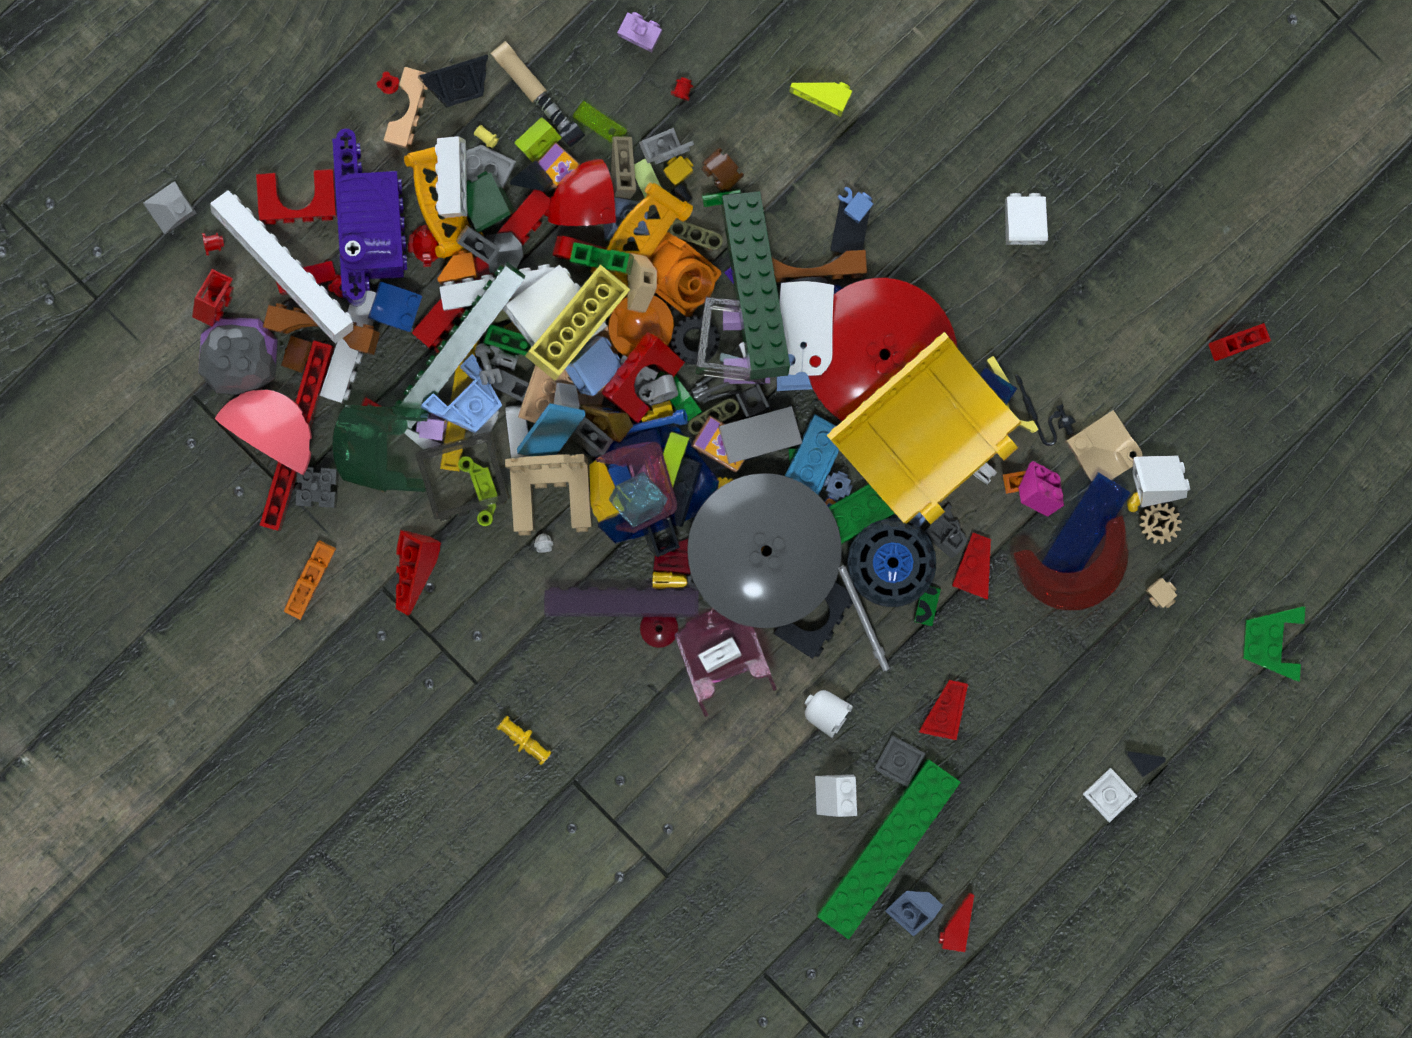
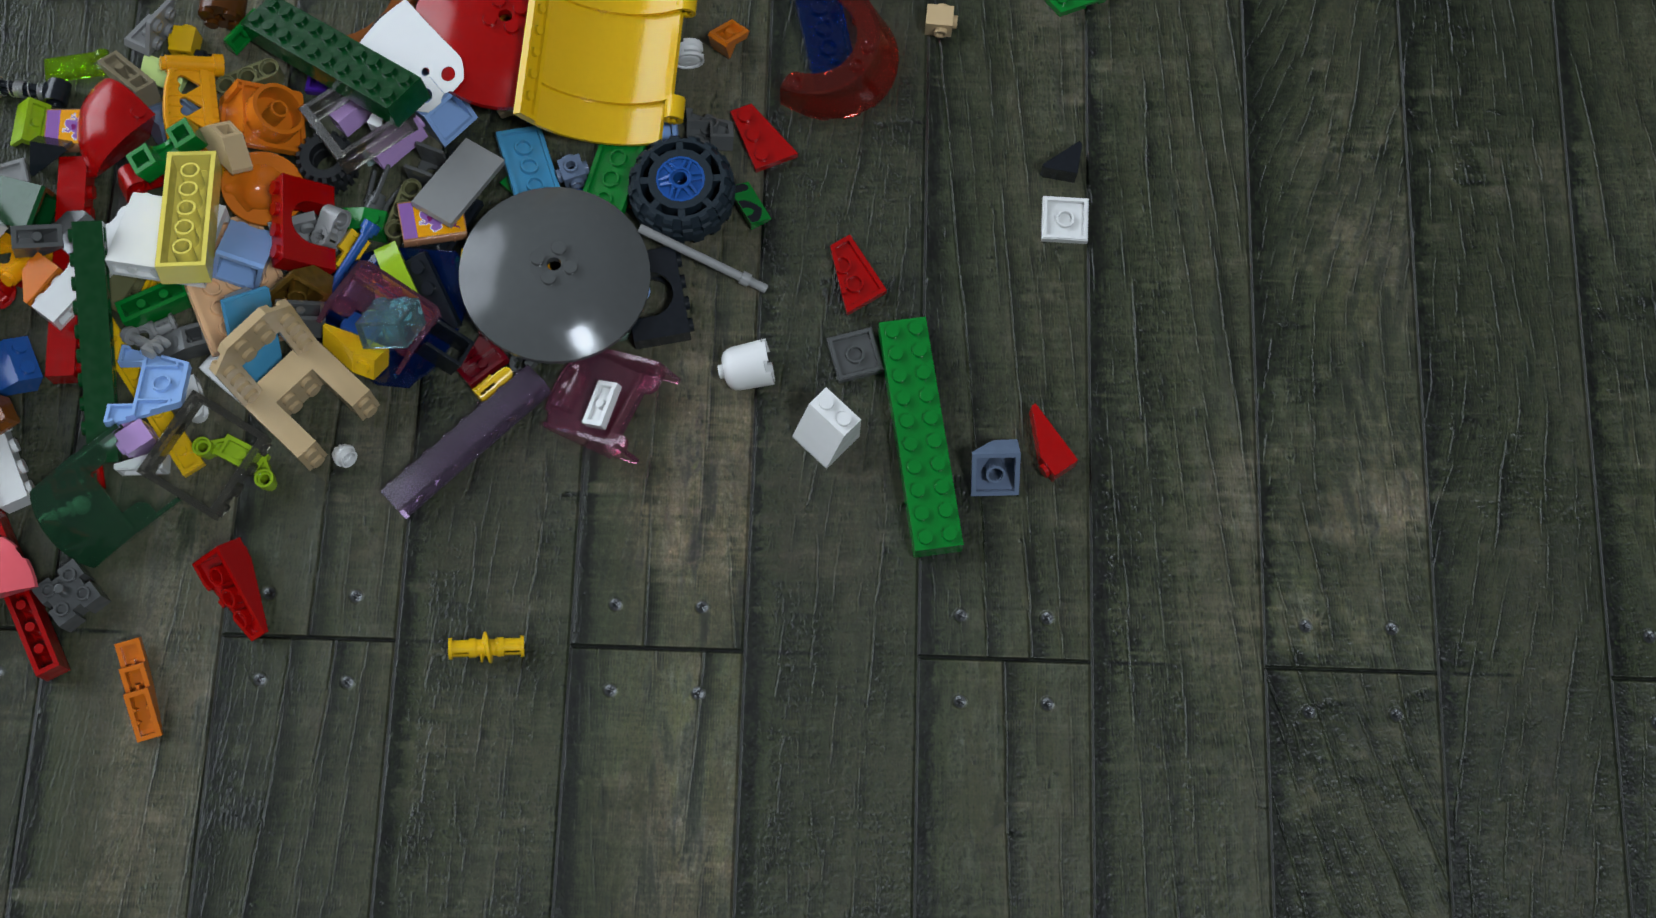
camera: 45 degrees left, 15 degrees down
(655, 638) = (530, 446): dark red dish -> none
(1041, 489) = (755, 22): dark pink slope -> none

